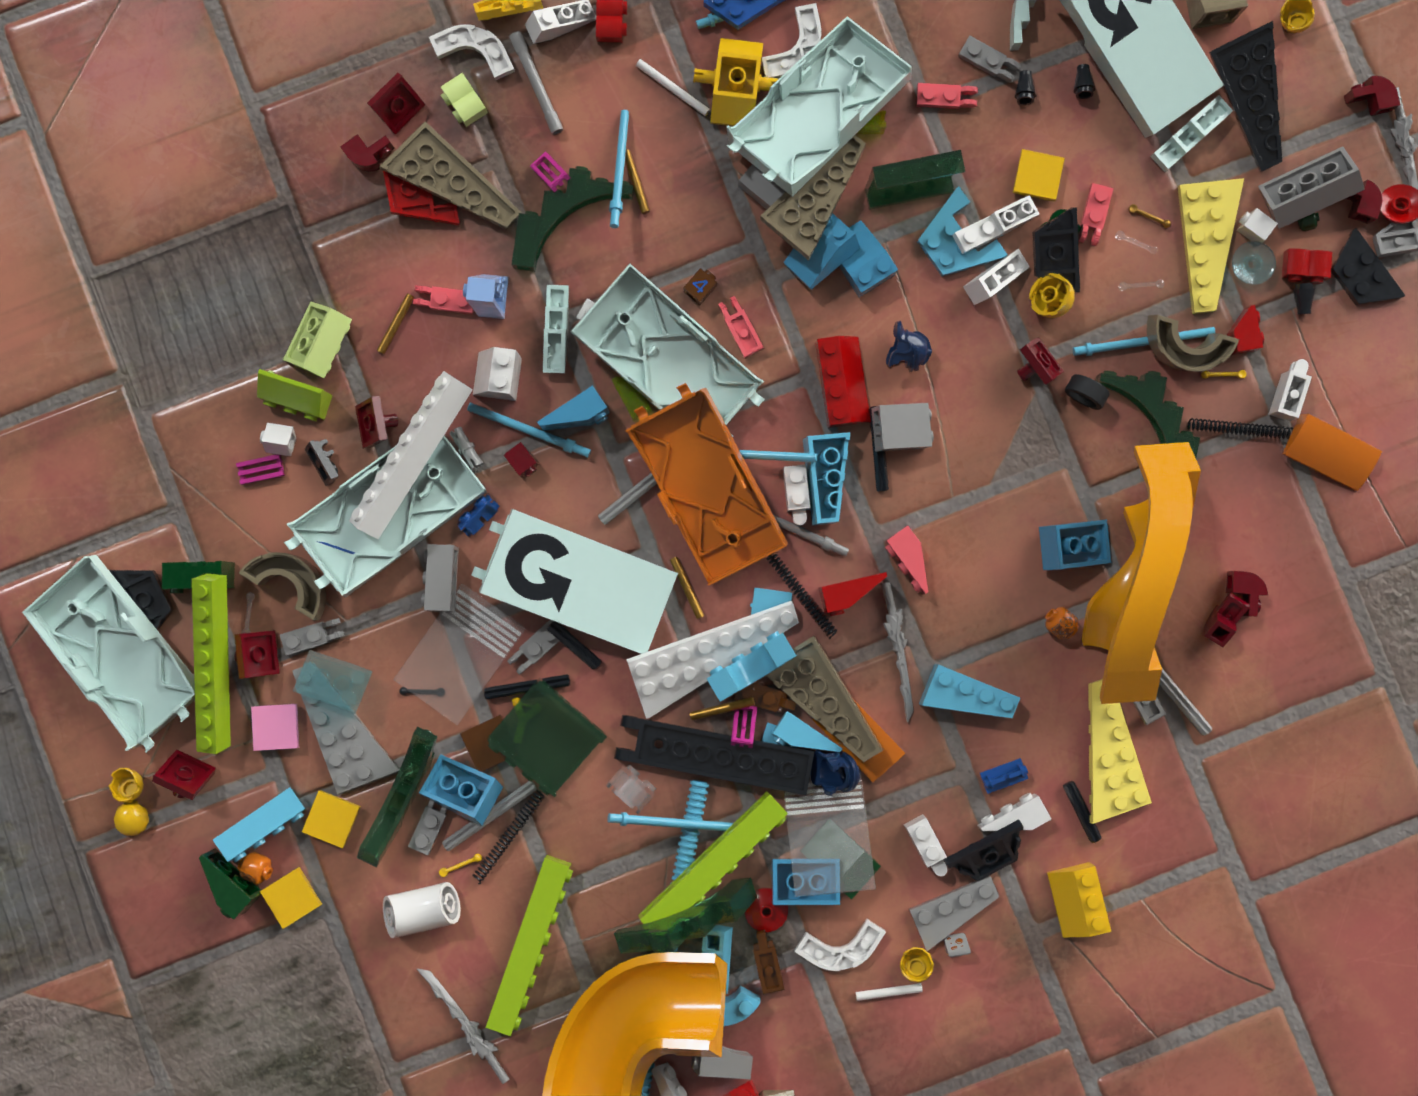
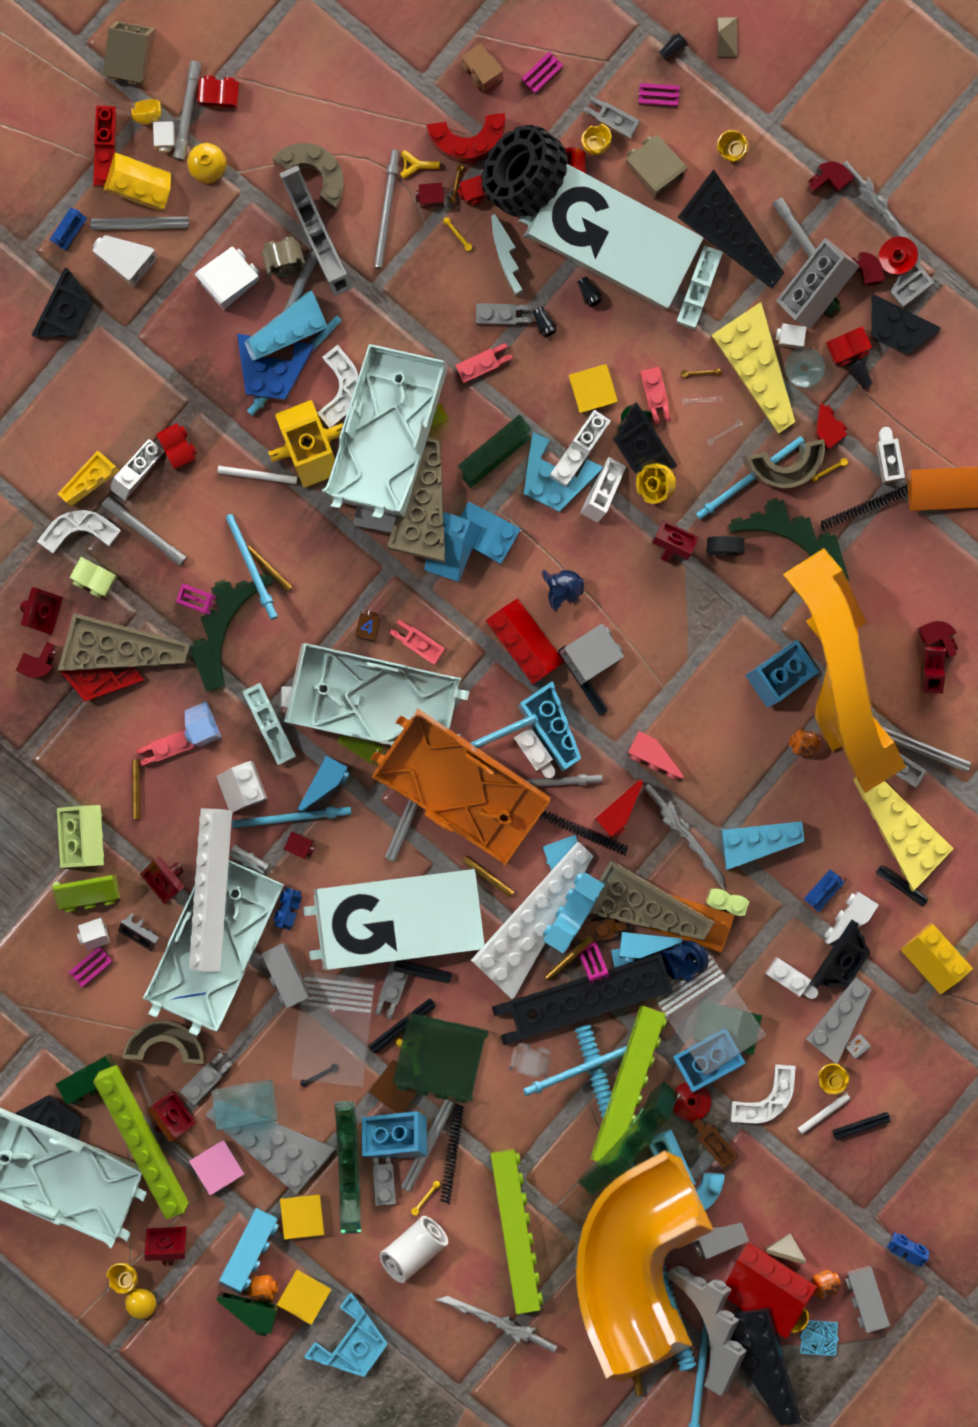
camera: 25 degrees left, 0 degrees up
(316, 975) = (358, 1347): none -> medium azure wing
(901, 732) = (722, 900): none -> yellowish green brick
(919, 1024) = (861, 1125): none -> black axle
(1312, 110) = (786, 214): none -> light grey piece

